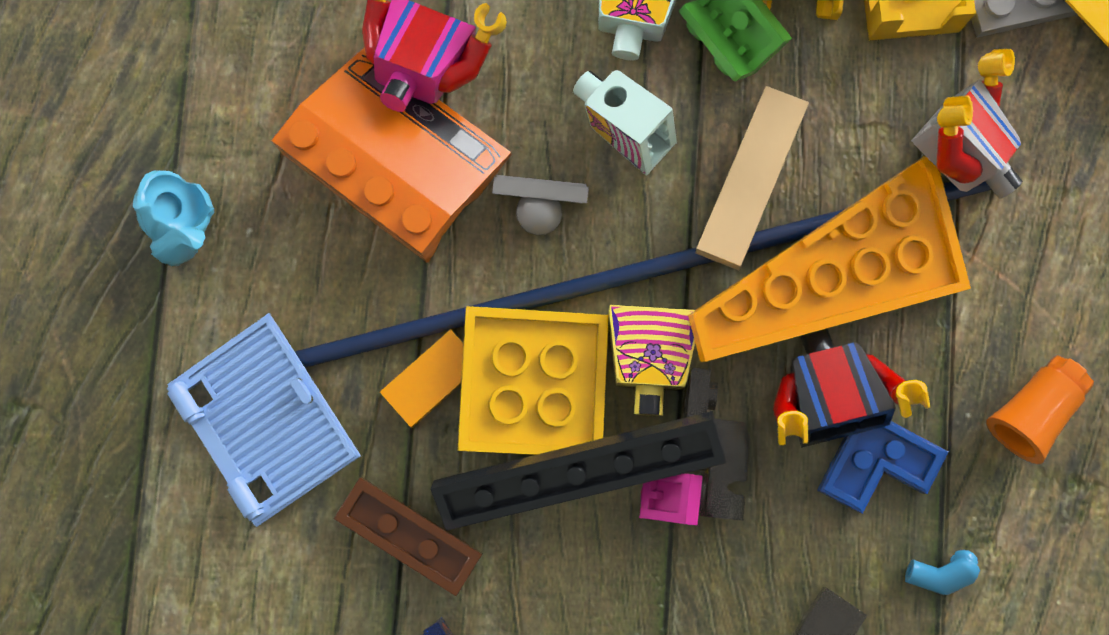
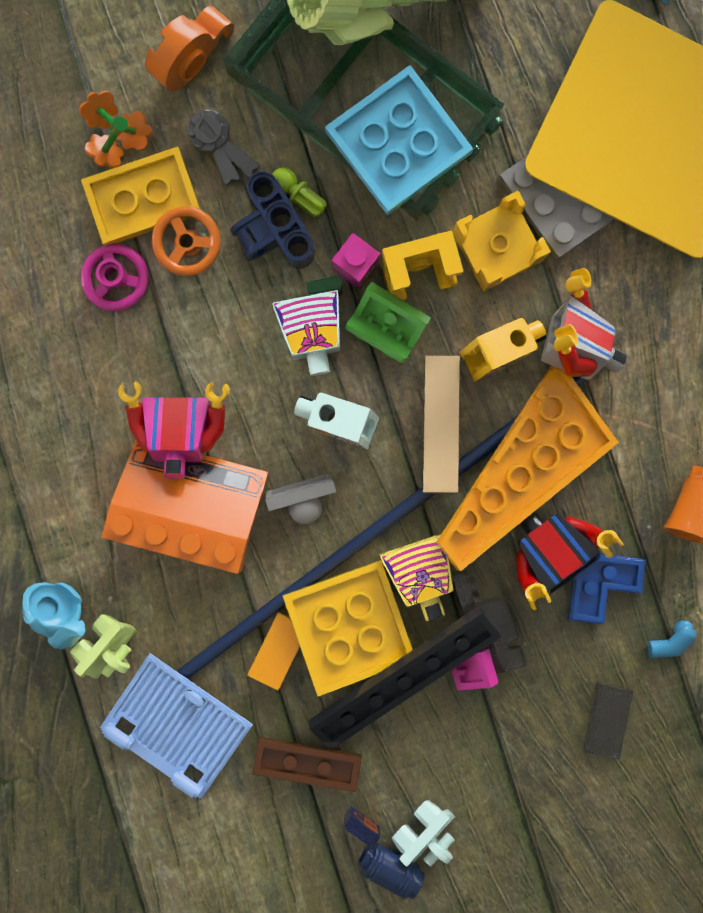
camera: 25 degrees left, 5 degrees up
(216, 289) = (109, 650): none -> yellowish green hips
(866, 109) = (502, 347): none -> yellow torso

